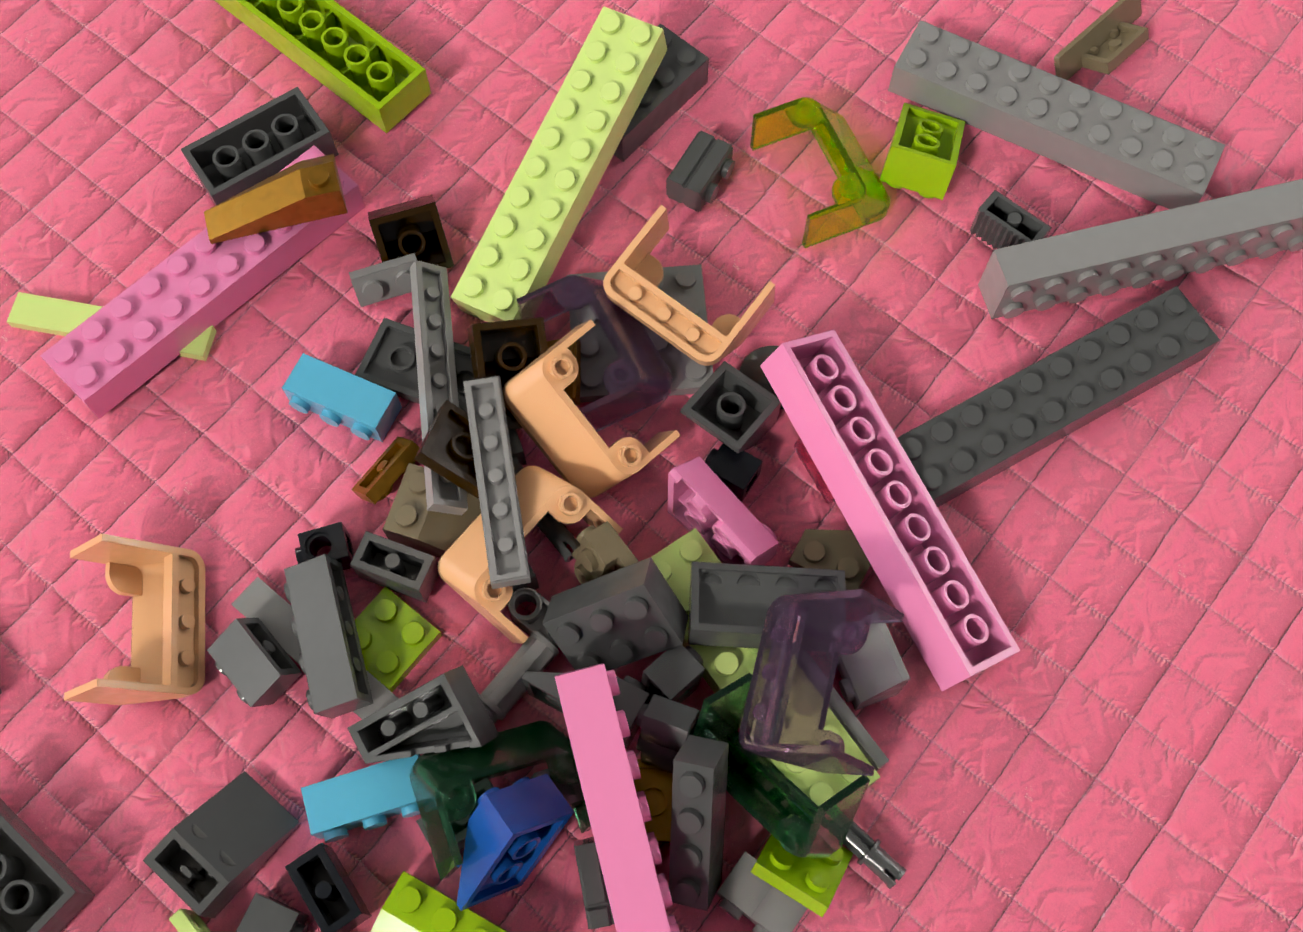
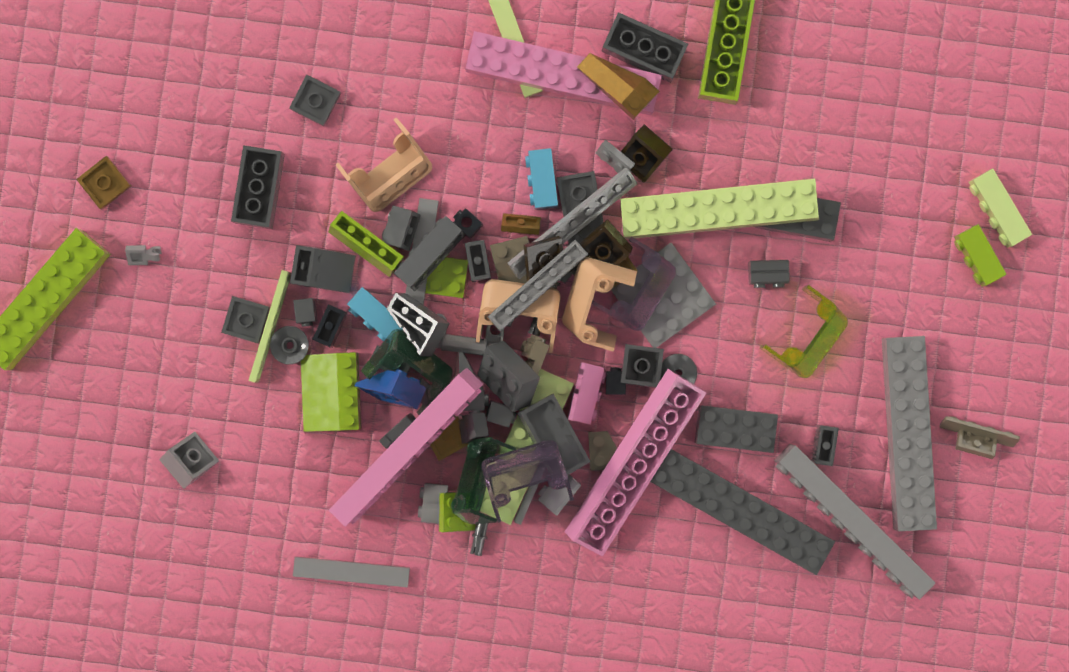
camera: 60 degrees right, 20 degrees up
(233, 738) = (365, 243): none -> lime brick
(634, 287) = (669, 311): light nougat windscreen -> none
(698, 821) = (444, 461): dark grey brick -> none
(915, 335) = (736, 429): none -> dark grey brick
(923, 151) = (850, 377): lime slope -> none

